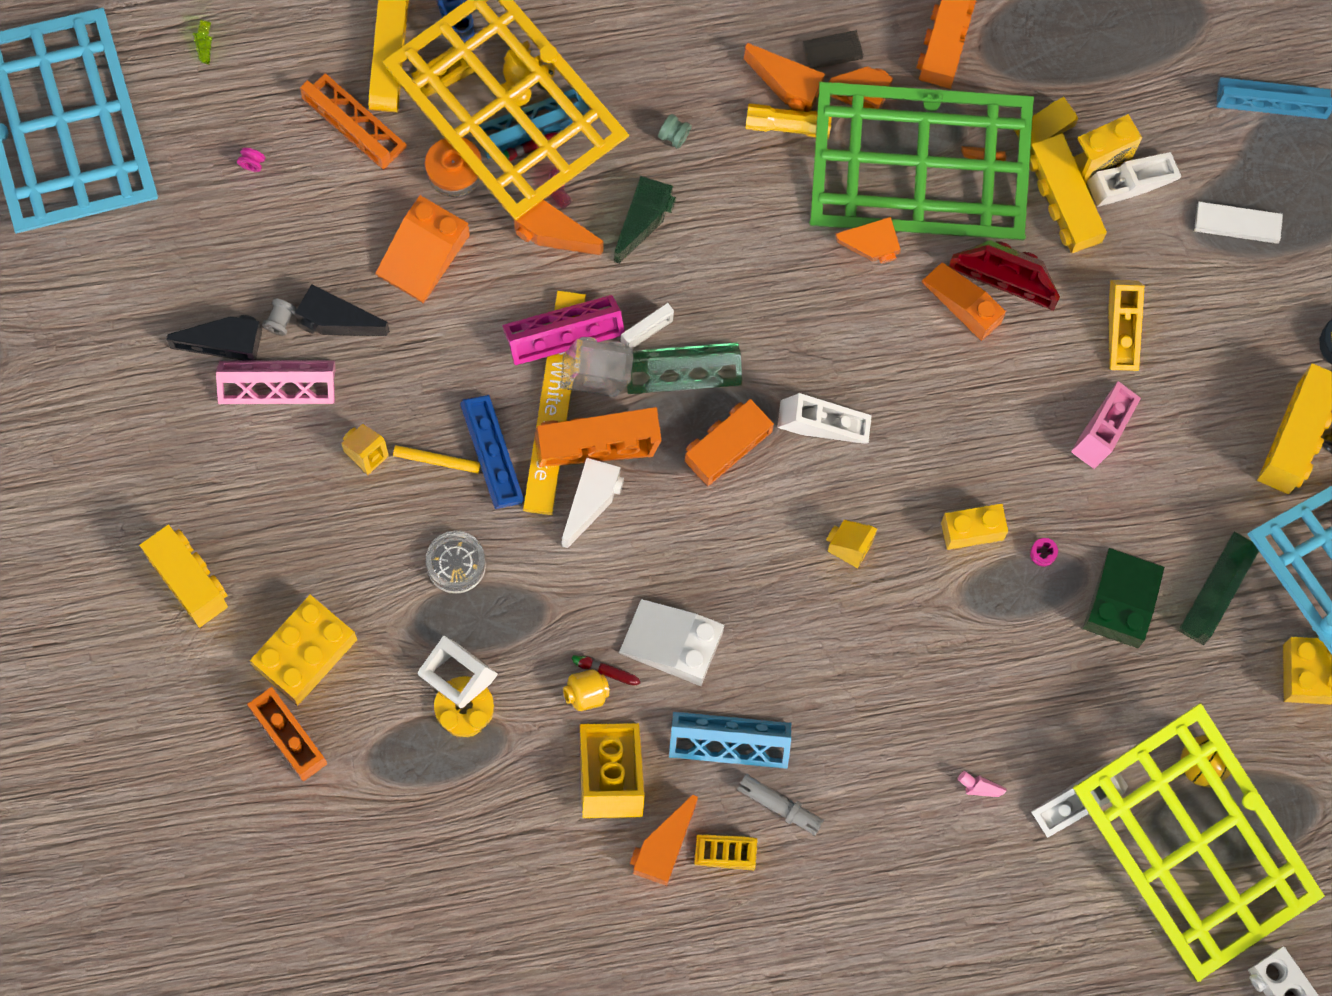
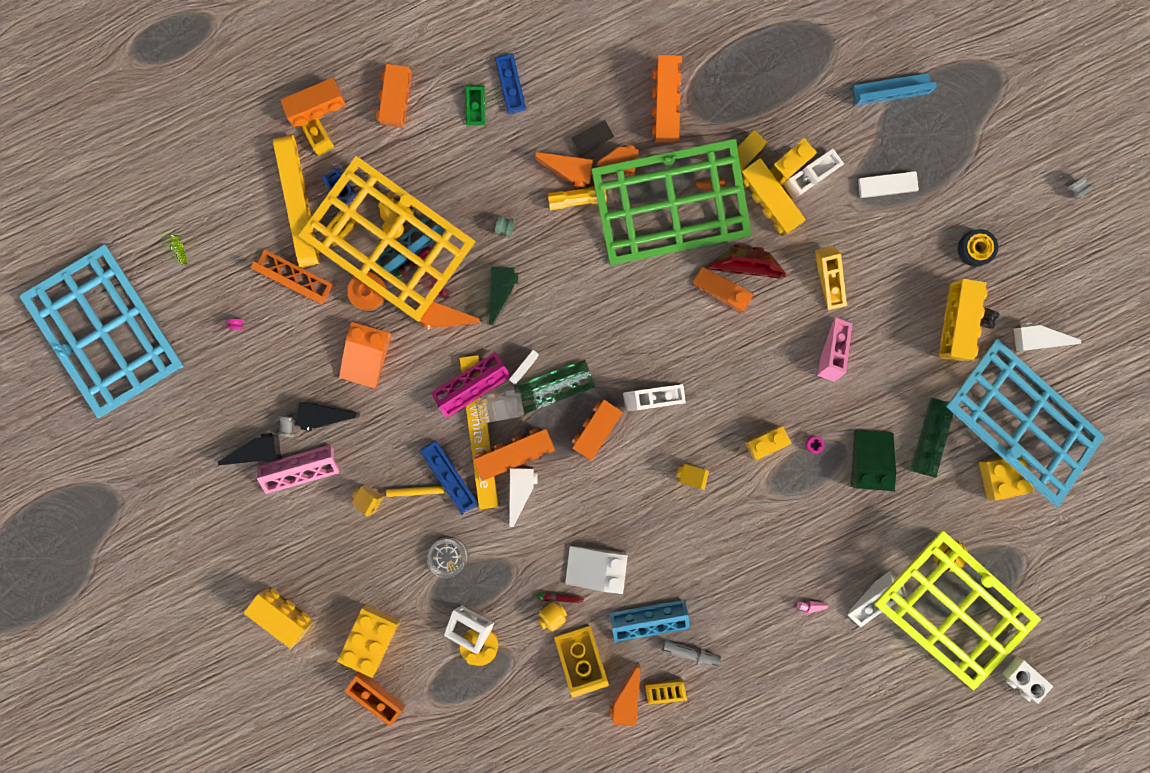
camera: 10 degrees left, 15 degrees up
(872, 241) = (653, 267): orange slope -> none

